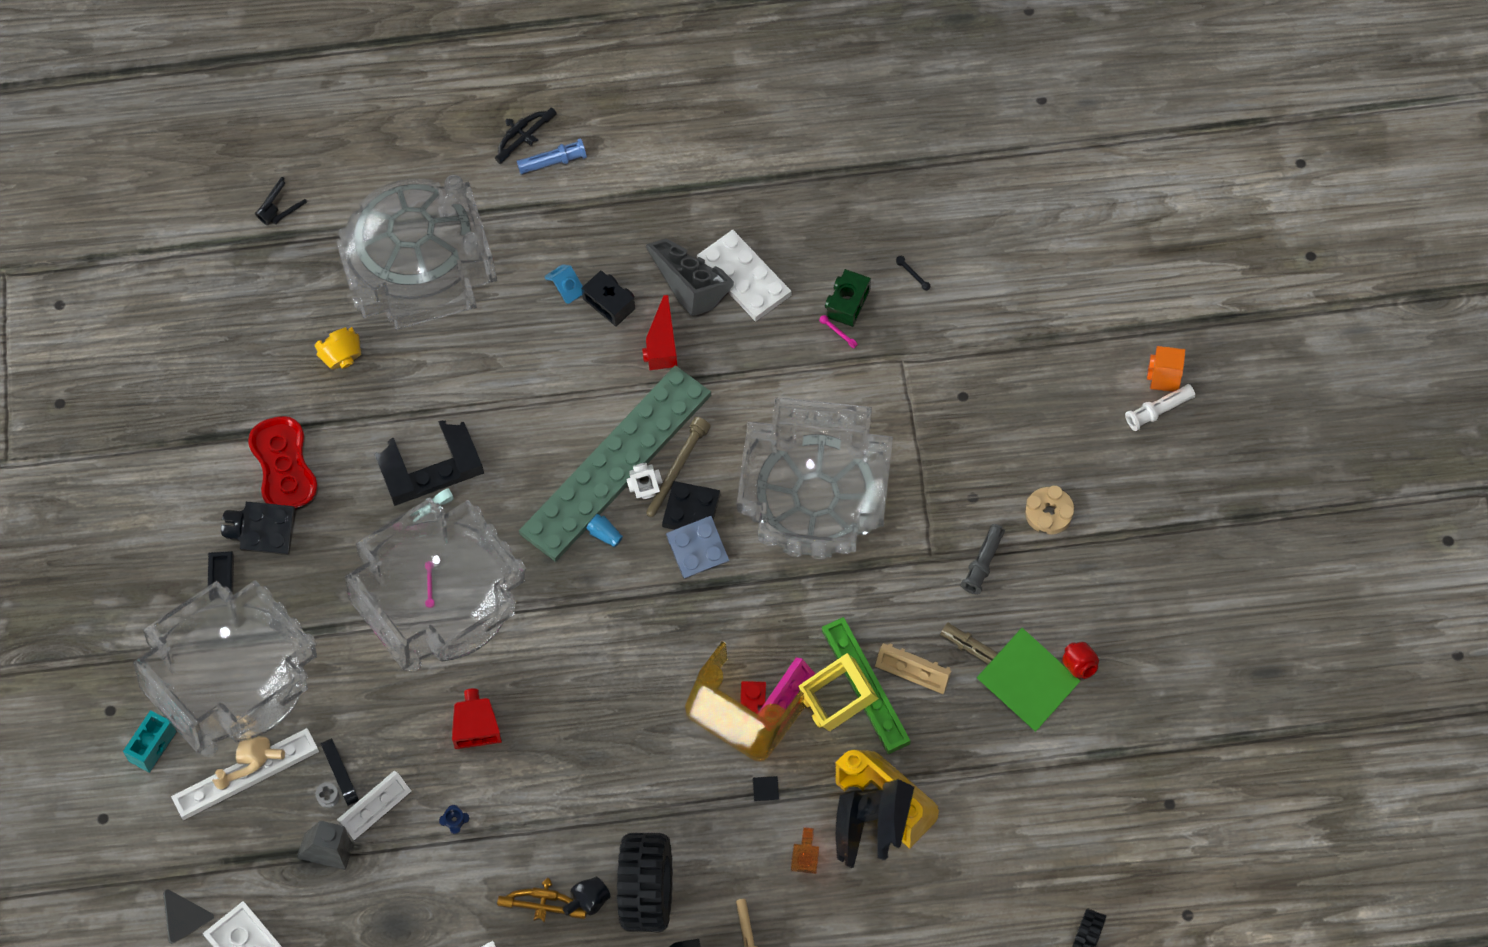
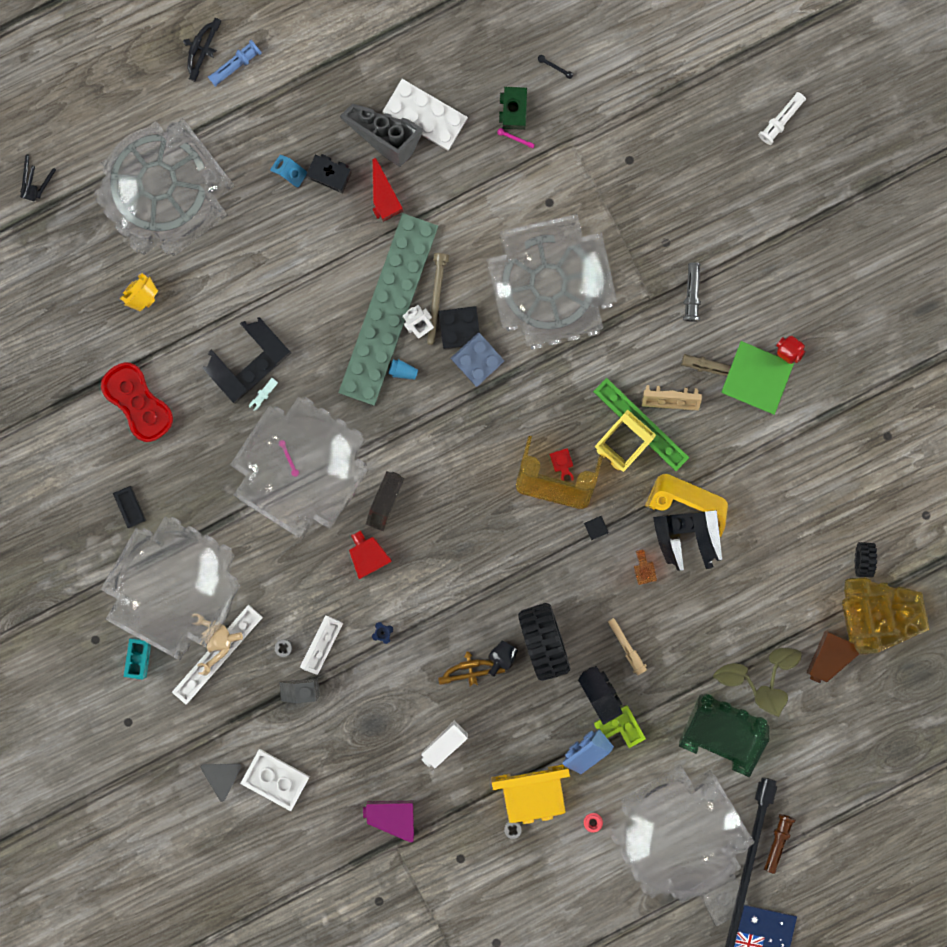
camera: 25 degrees left, 25 degrees up
(260, 527) = (143, 460): black plate -> none
(339, 772) = (285, 628): black beam -> none
(520, 666) = (384, 500): none -> clear smoke slope
(788, 685) = (586, 450): dark pink plate -> none
(1052, 497) = (716, 234): tan plate -> none
(1166, 368) = (780, 87): orange brick -> none

